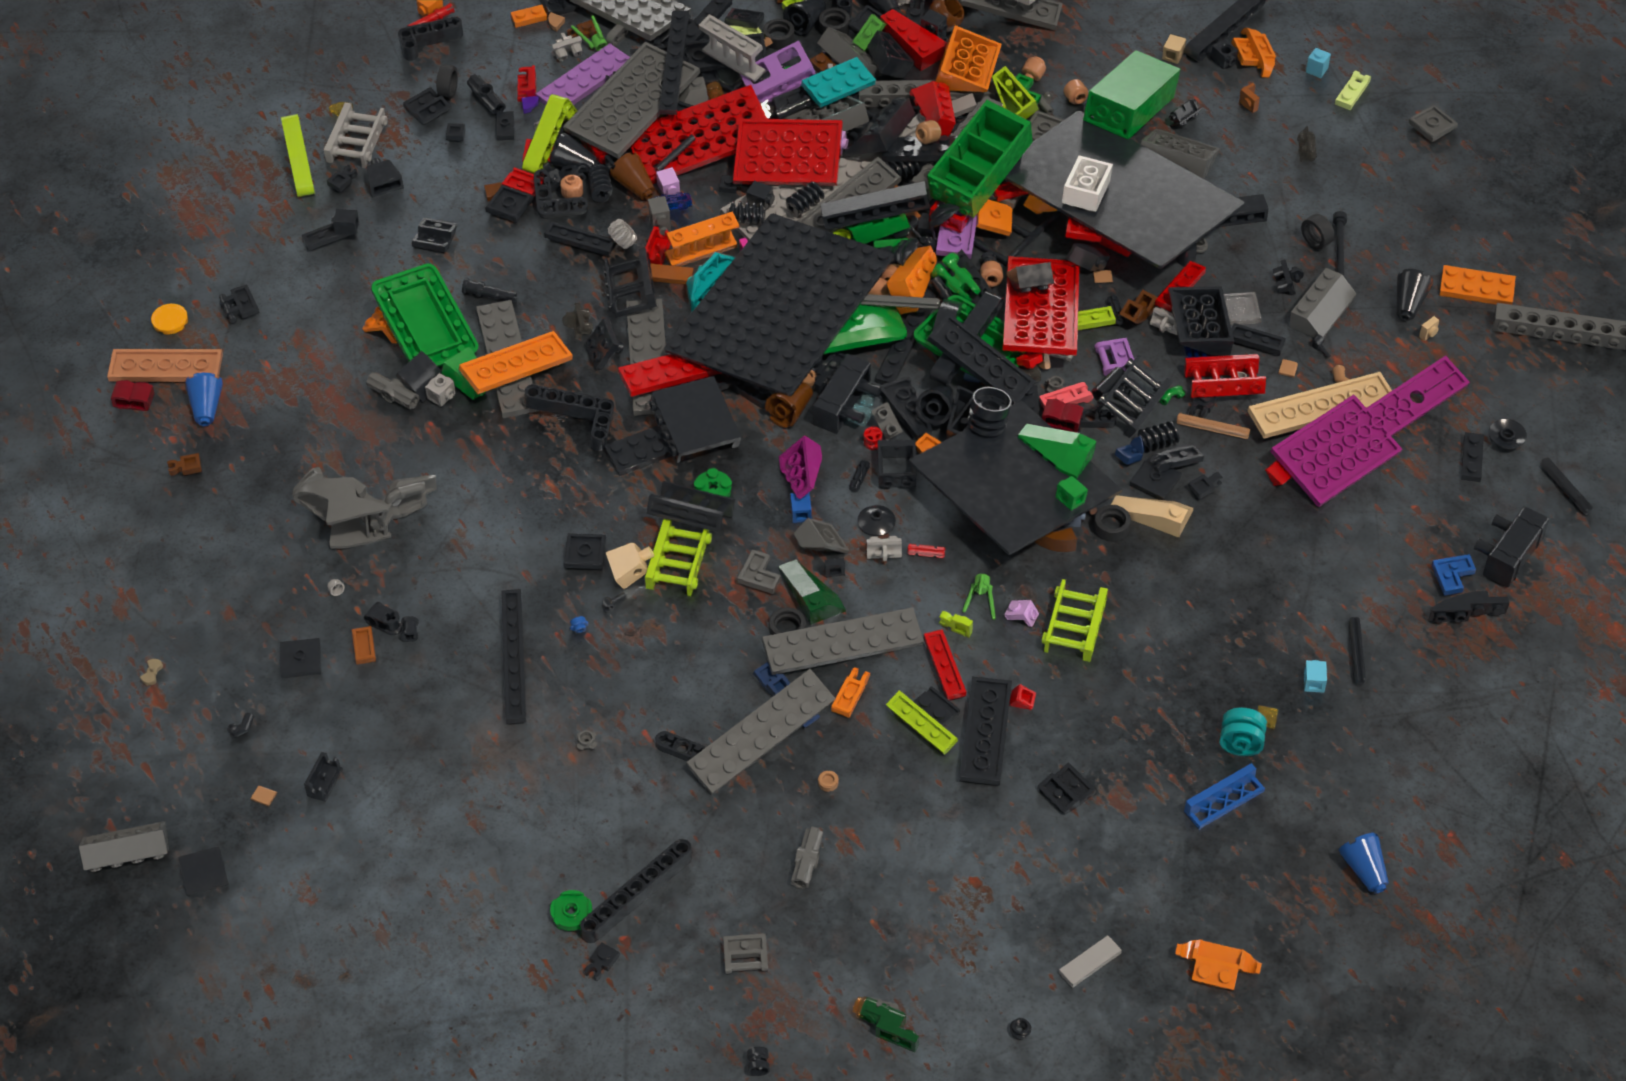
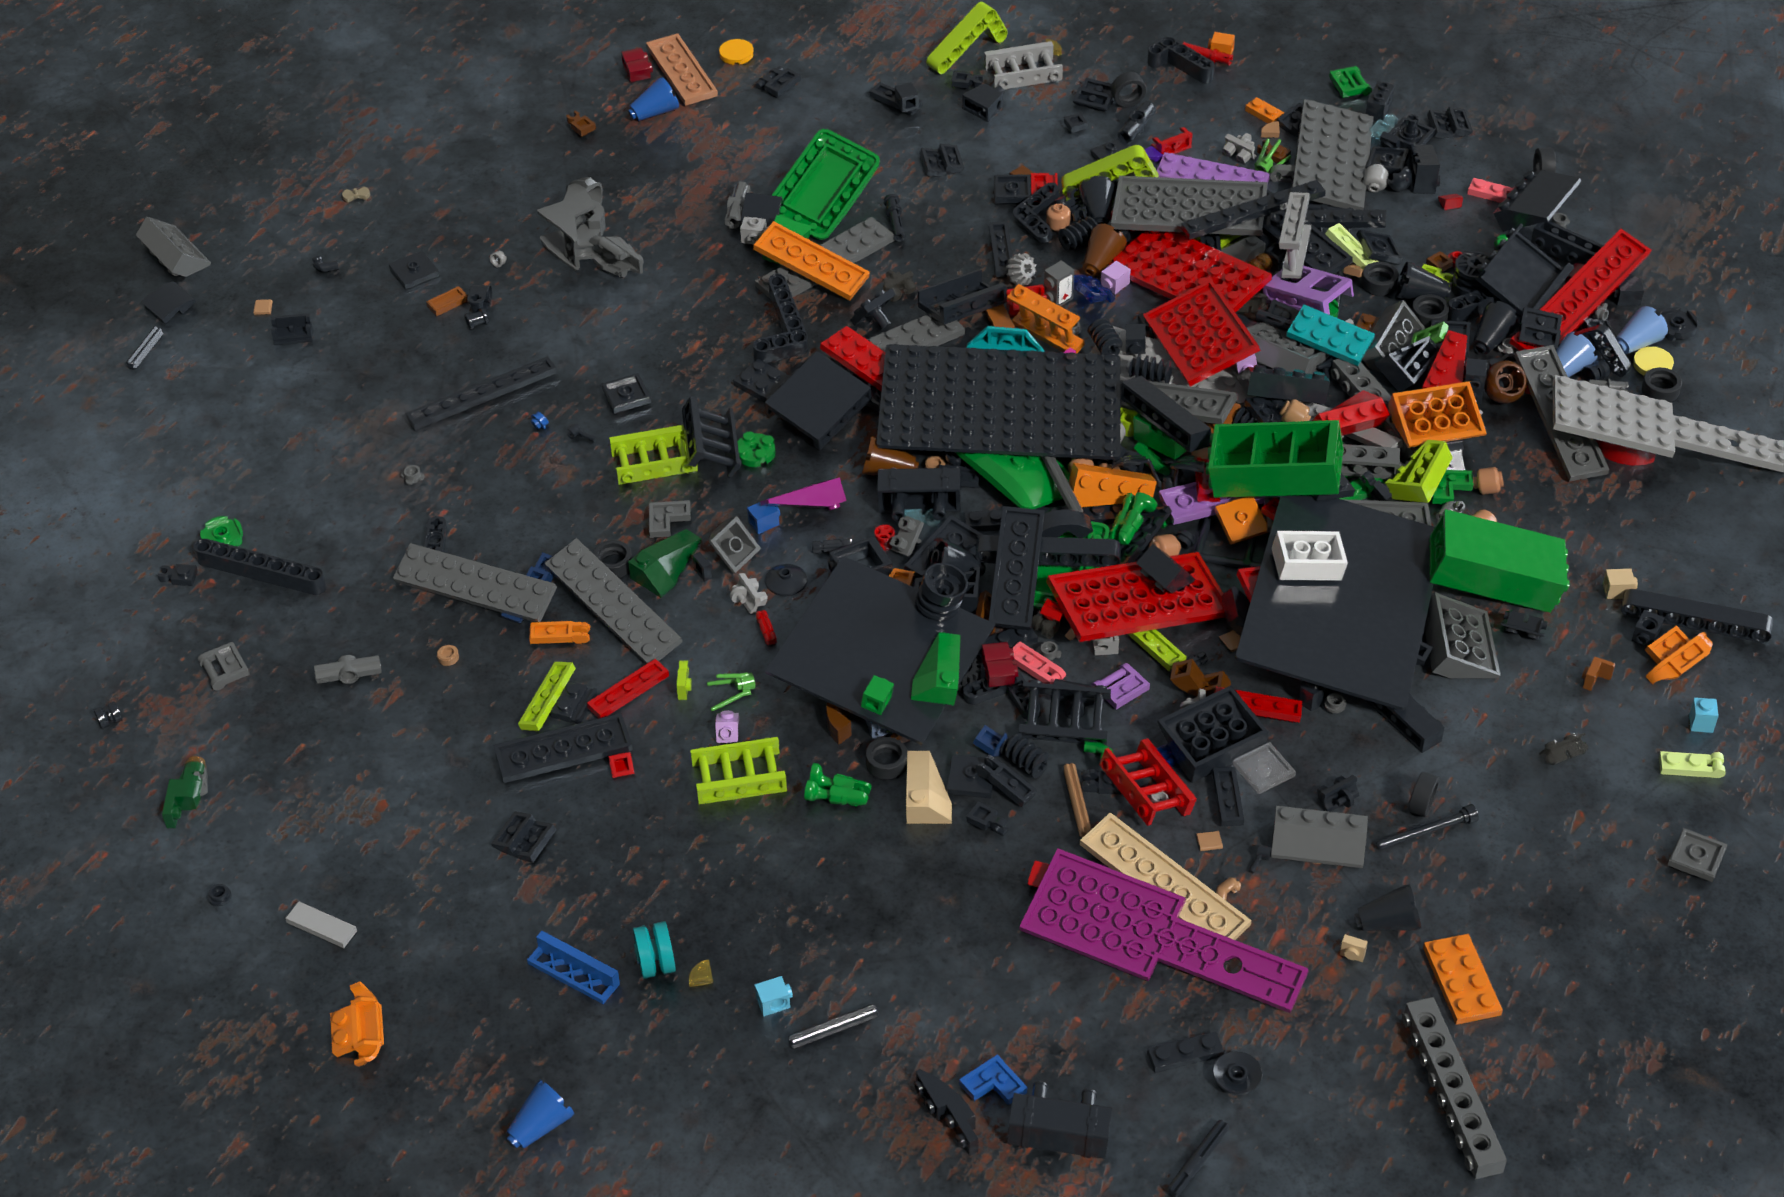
camera: 65 degrees right, 5 degrees down
(258, 909) = (144, 348): none -> axle
(629, 563) = (620, 421): tan torso -> none
(675, 153) = (1147, 262): black bar -> none
(943, 291) = (1114, 509): black pin -> none
(1130, 560) = (842, 788): none -> green piece

